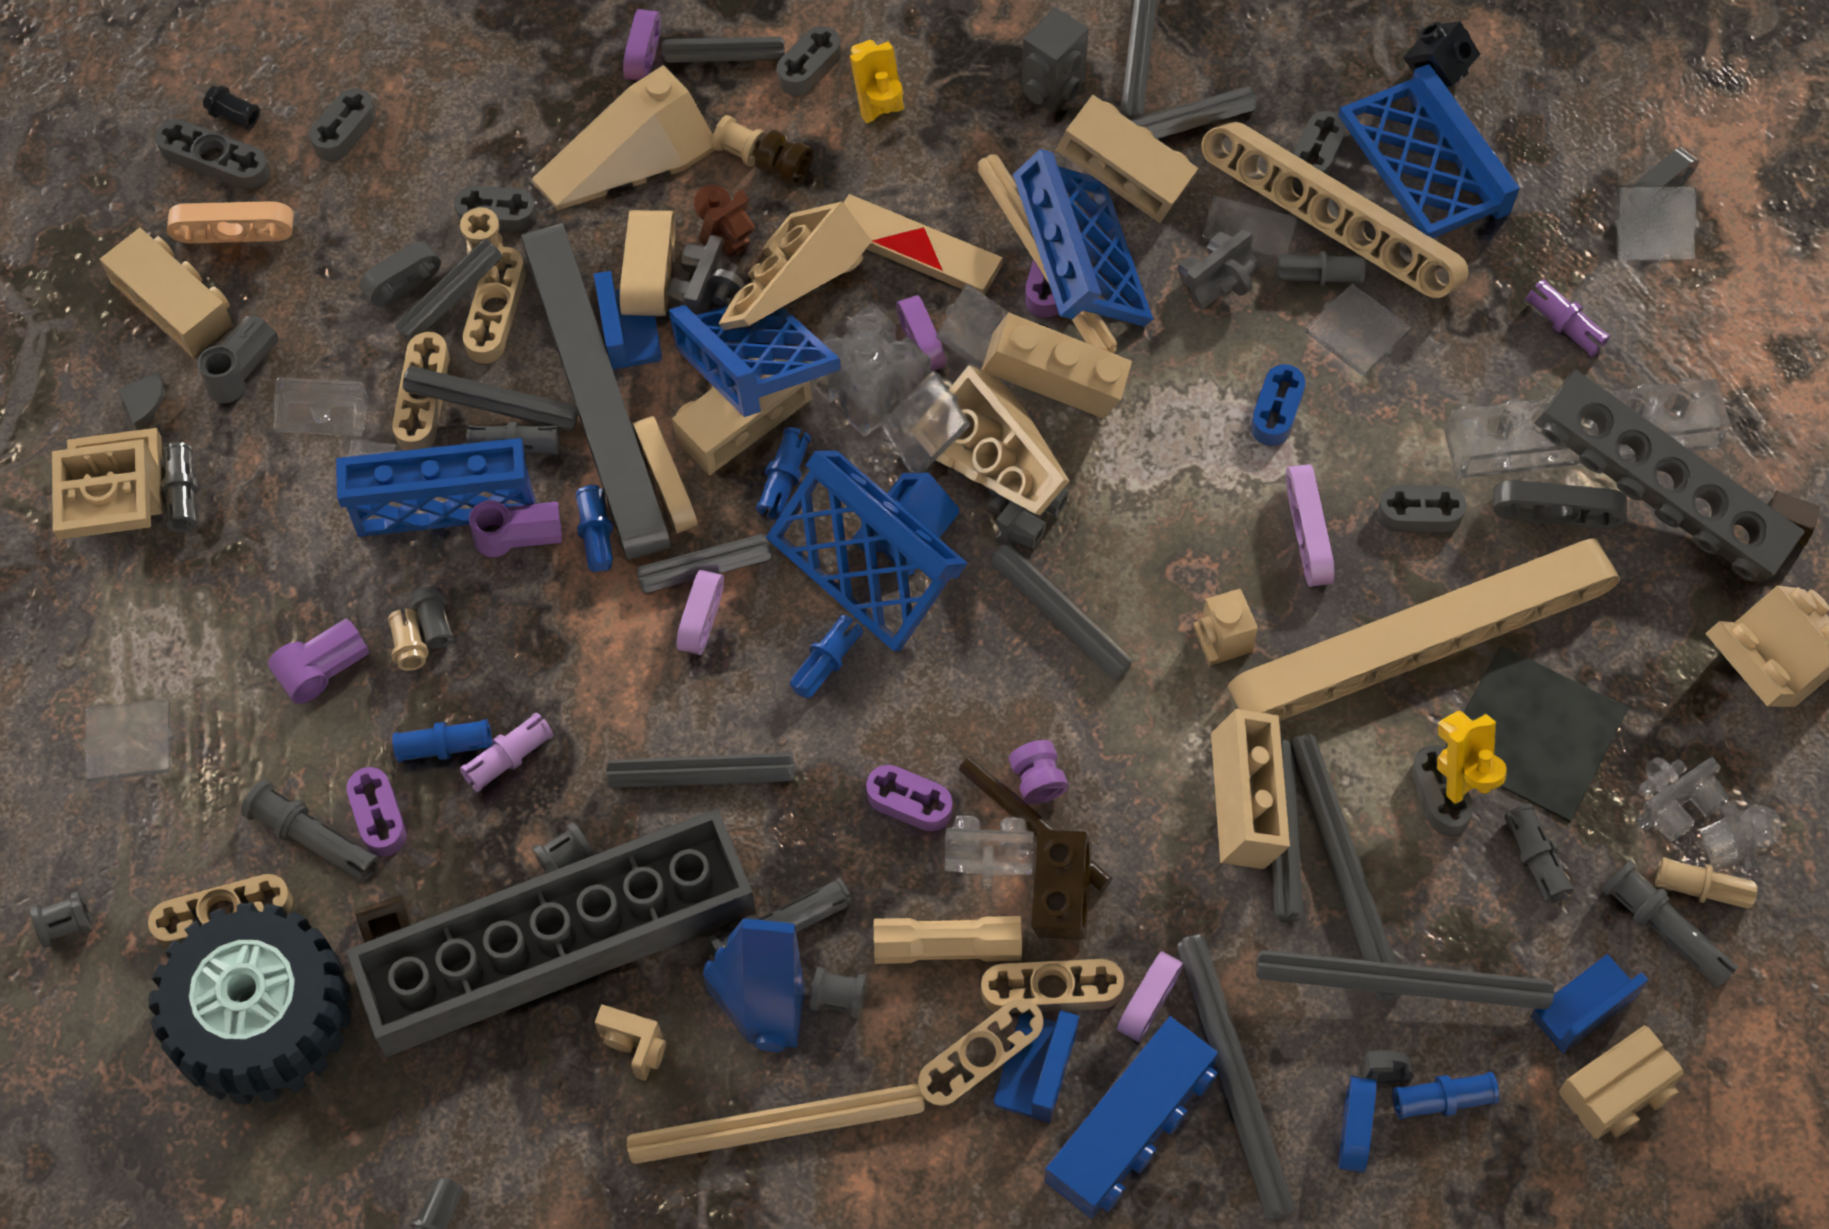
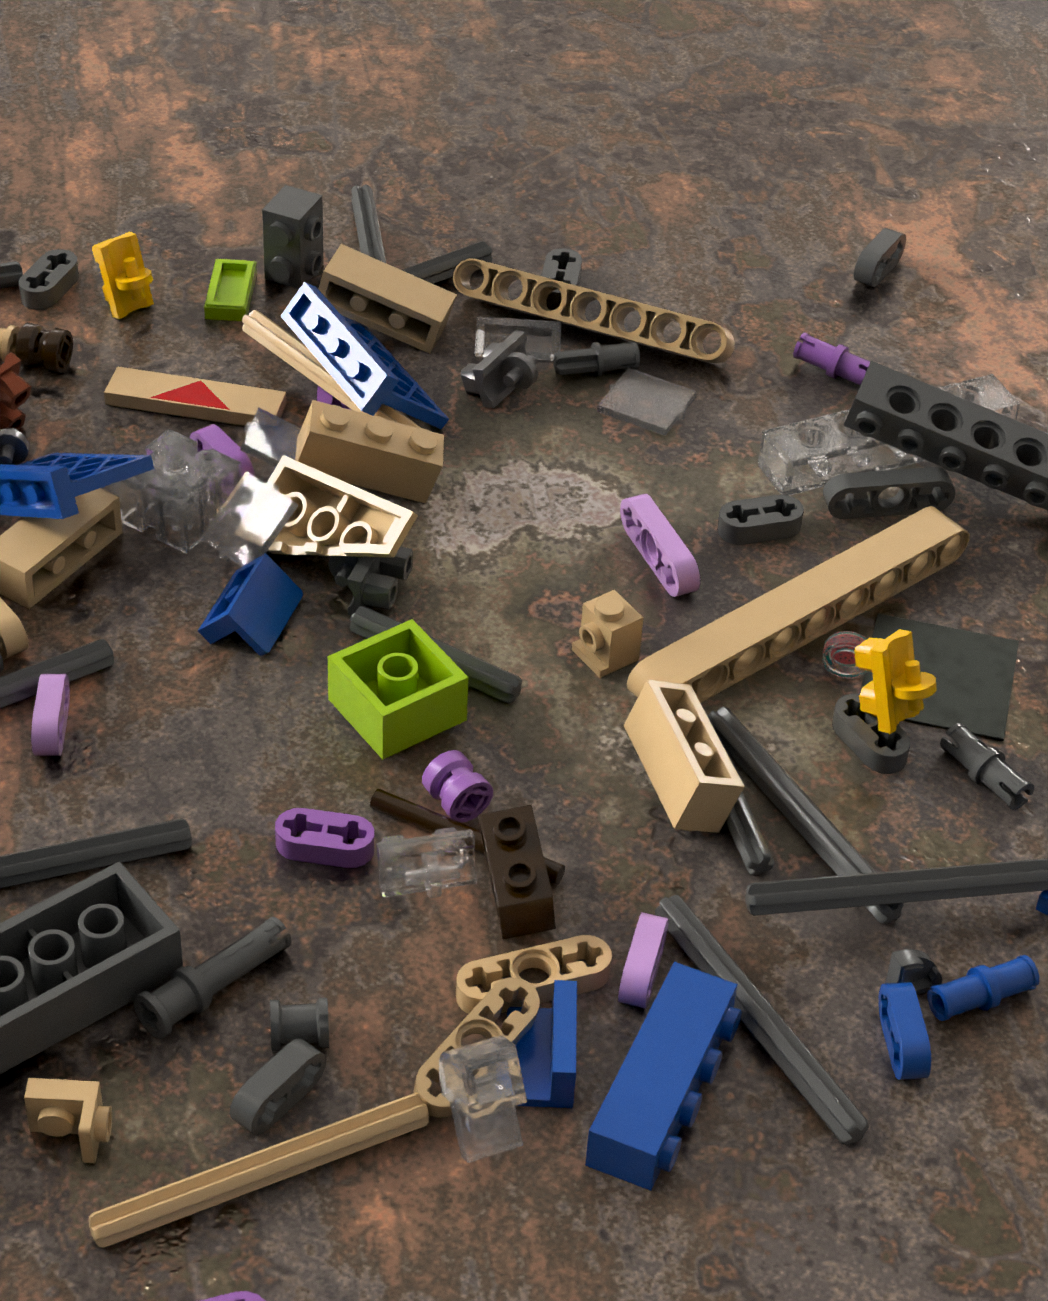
camera: 20 degrees left, 20 degrees down
(760, 983) = (206, 1001): blue wedge -> none
(783, 473) = (110, 588): blue pin -> none
(800, 256) = (87, 411): tan wedge -> none
(805, 1050) = (277, 1086): none -> dark grey beam
(825, 657) = (198, 731): blue axle -> none
(892, 524) = (229, 586): blue fence -> none
(966, 1113) = (483, 1089): none -> clear brick
(982, 939) = (366, 960): tan axle -> none
(983, 104) = (230, 289): none -> lime tile
(1011, 655) = (397, 688): none -> lime brick
(1286, 407) = (588, 463): blue beam -> none
(1446, 49) = (650, 195): black brick -> none
(1447, 697) = (839, 654): none -> clear tile
(1460, 143) = (672, 247): blue fence -> none
(1656, 223) = (887, 284): clear piece -> none

